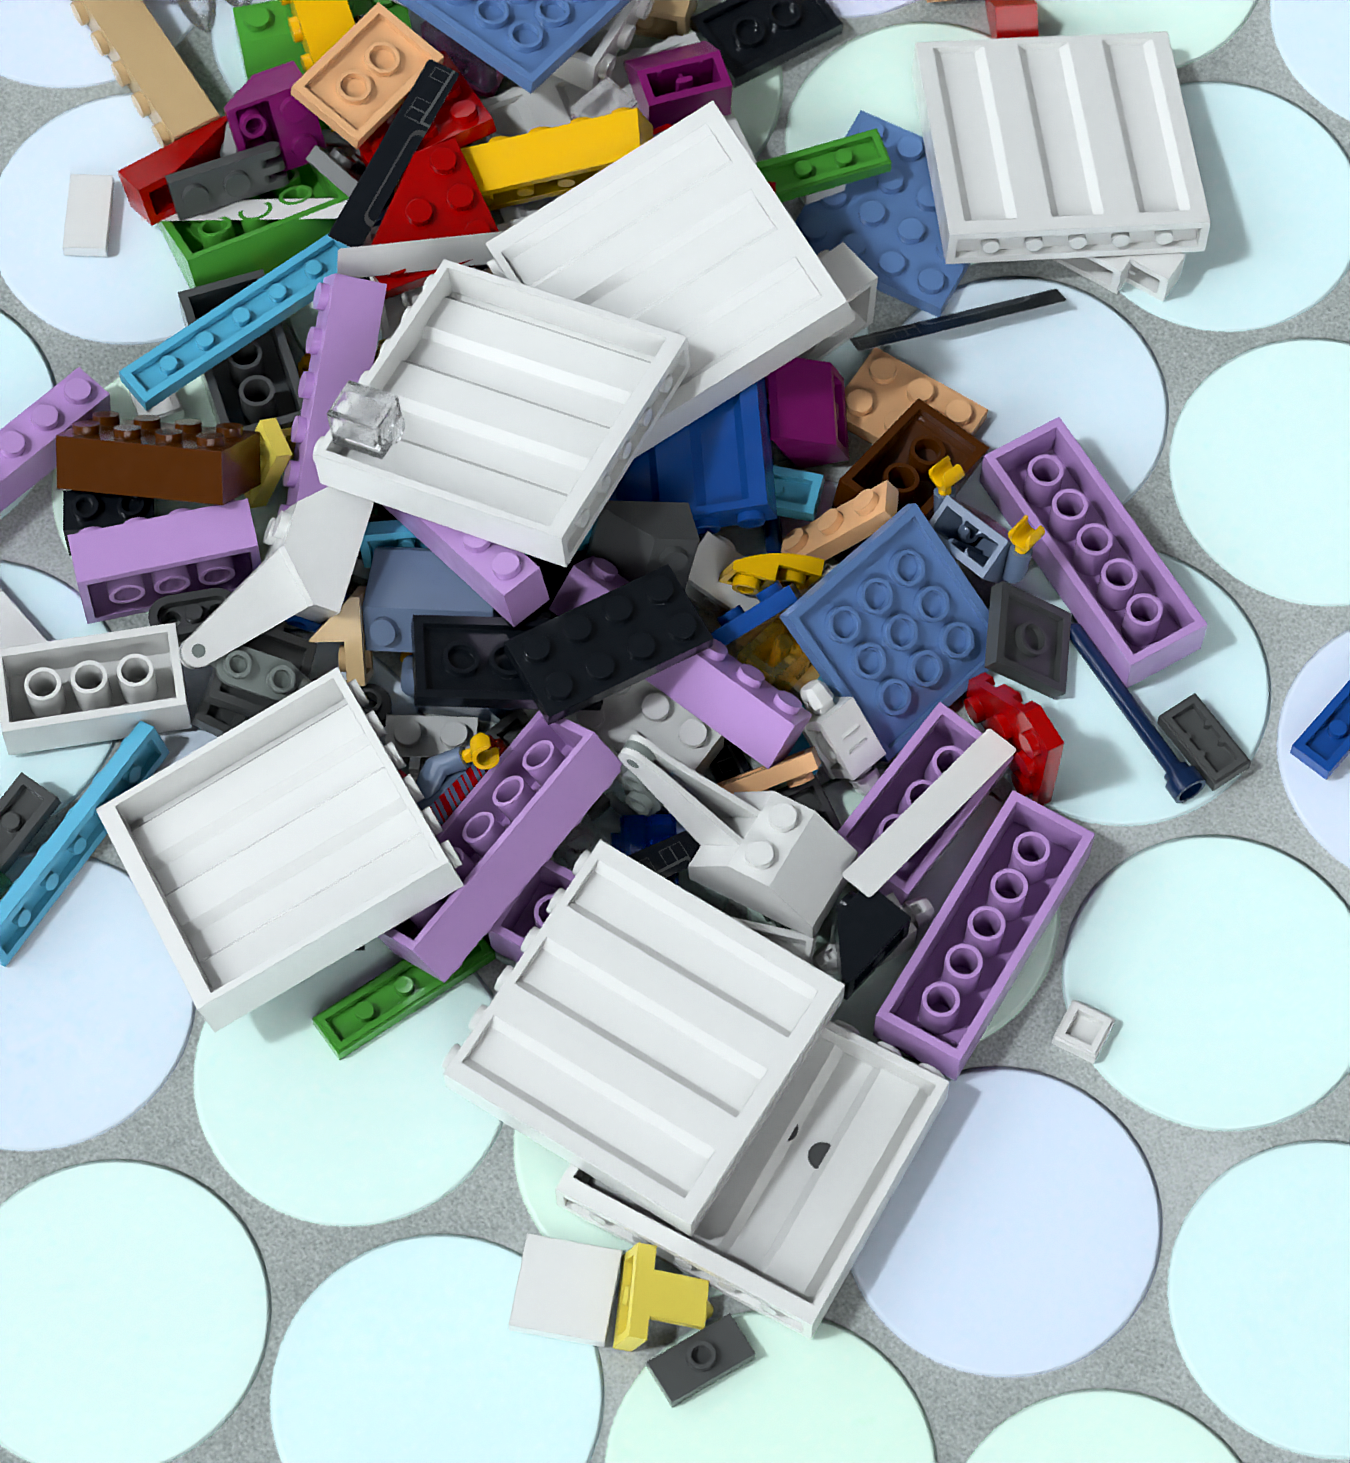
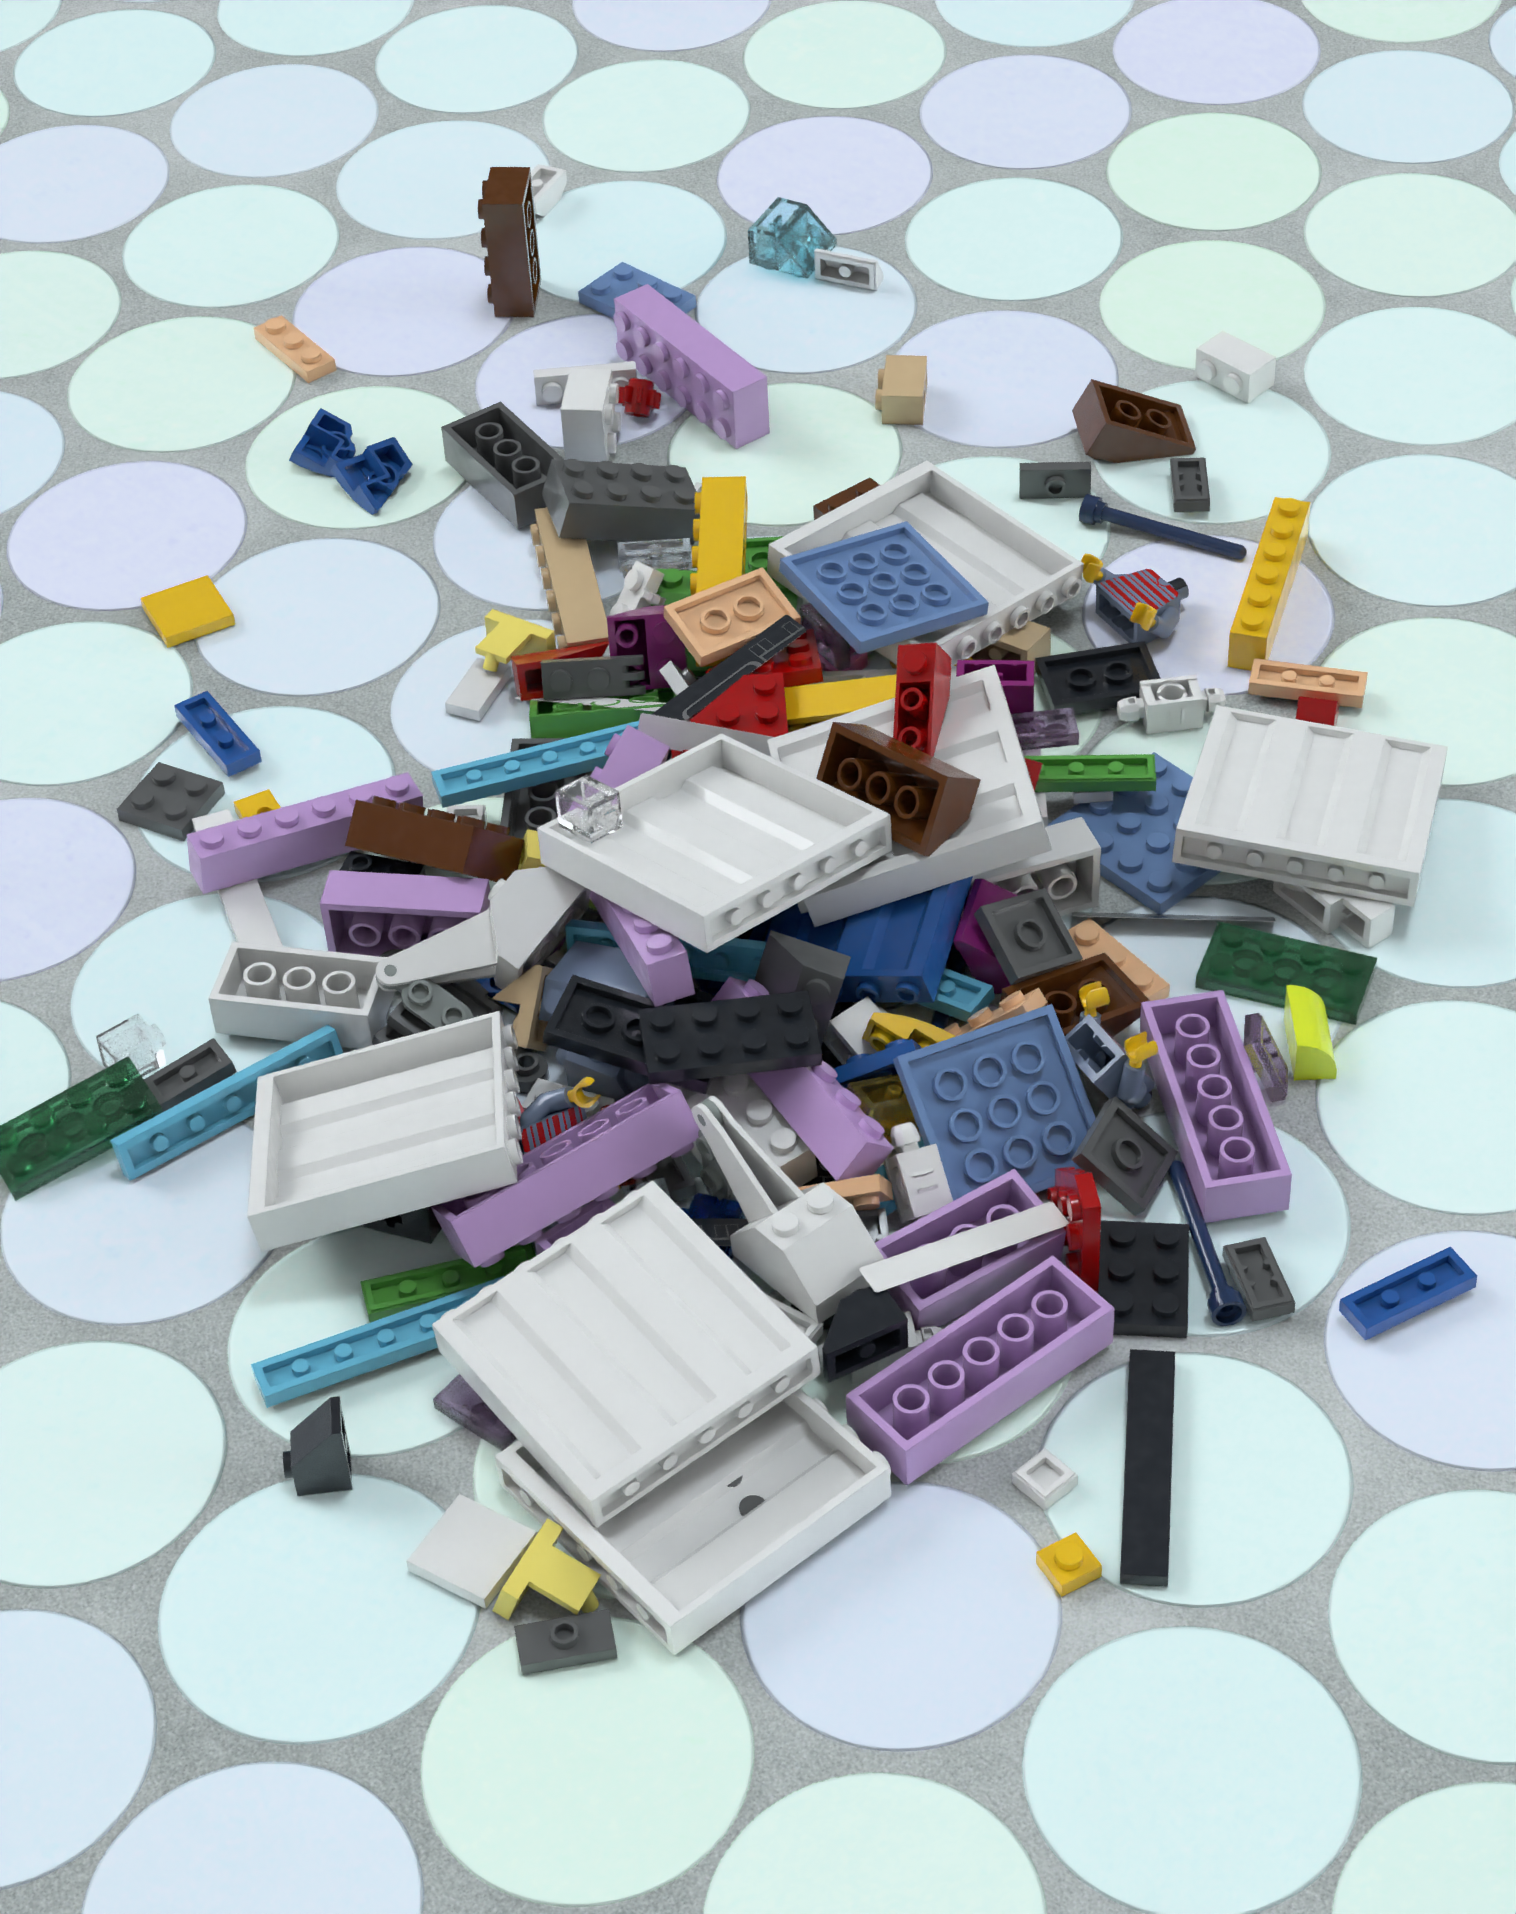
camera: 25 degrees right, 20 degrees down
(102, 144) = (511, 637): none -> light yellow piece
(225, 55) = (639, 589): none -> white hinge
(369, 1083) = (355, 1350): none -> medium azure plate
(371, 1236) = (320, 1452): none -> black slope
(490, 1134) = (468, 1409): none -> clear purple plate
(655, 177) = (921, 694): none -> red slope
(672, 288) = (918, 791): none -> reddish brown slope
(758, 121) = (1046, 728): none -> clear purple plate
(844, 410) = (1027, 935): none -> dark grey plate
(864, 25) = (1170, 704): none -> white piece
(1095, 358) = (1261, 964): none -> clear green plate
(1099, 773) = (1145, 1277): none -> black plate
(1125, 482) = (1265, 1057): none -> clear purple plate
(1141, 1119) = (1068, 1564): none -> yellow plate
(1148, 435) = (1308, 1035): none -> neon yellow brick
(1175, 987) = (1148, 1468): none -> black tile

